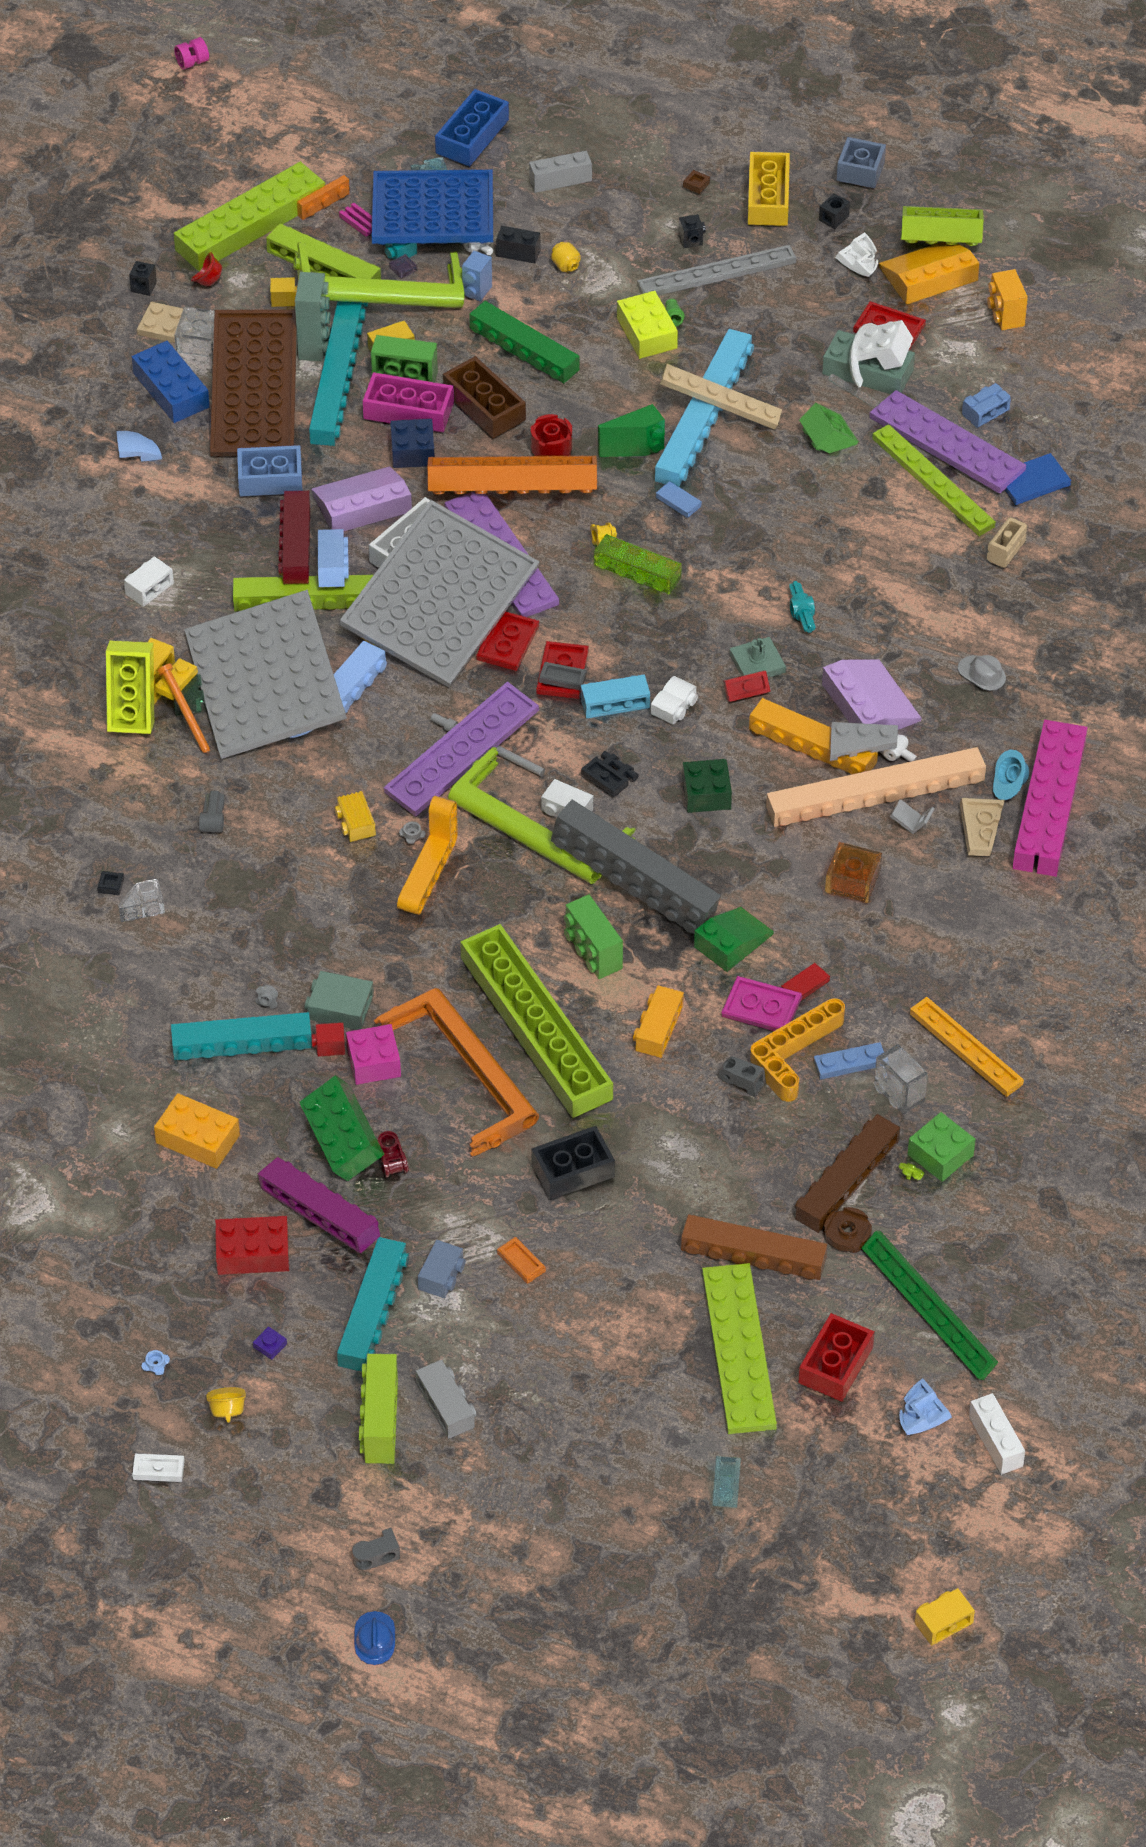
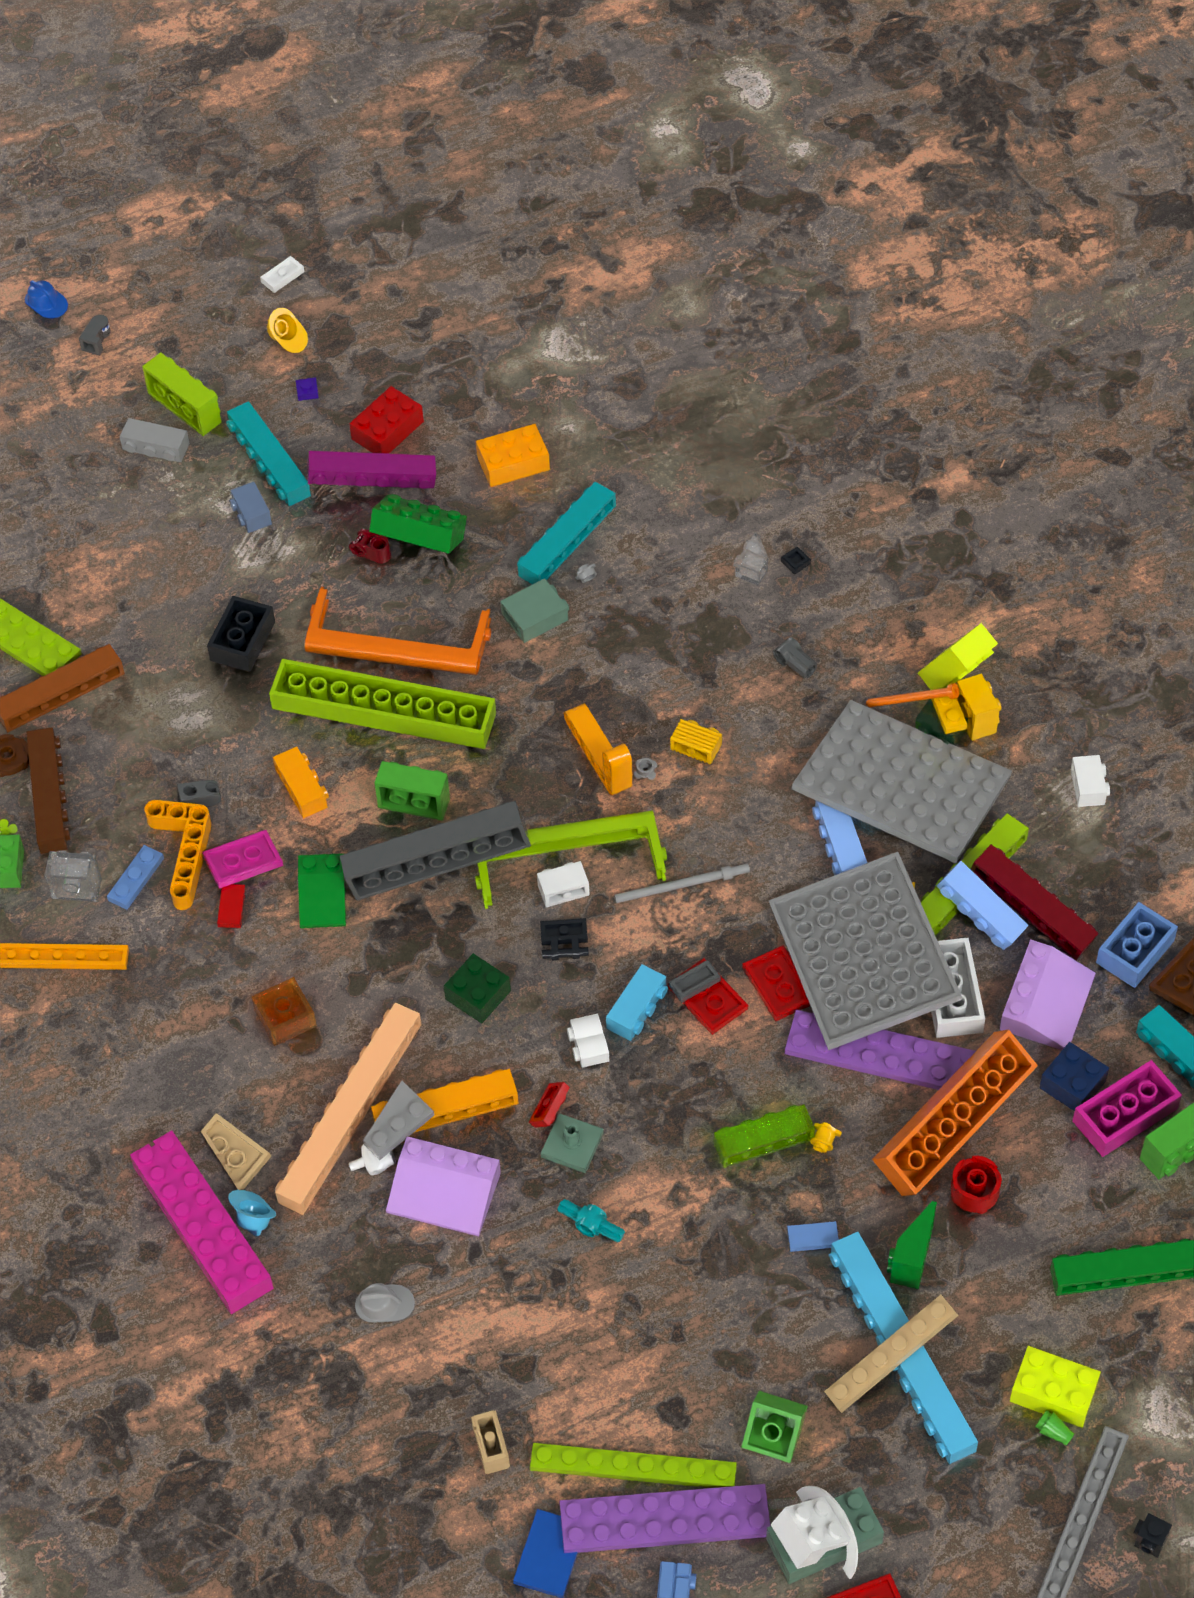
camera: 135 degrees right, 5 degrees up
(151, 1358) = (360, 323): light blue plate -> none
(329, 1039) = (507, 580): red brick -> none
(373, 1054) = (464, 593): dark pink brick -> none
(460, 748) = (688, 853): medium lavender plate -> none
(485, 397) = (1079, 1172): reddish brown brick -> none
(521, 1260) = (209, 560): orange tile -> none
(909, 817) = (295, 1106): light grey bracket -> none

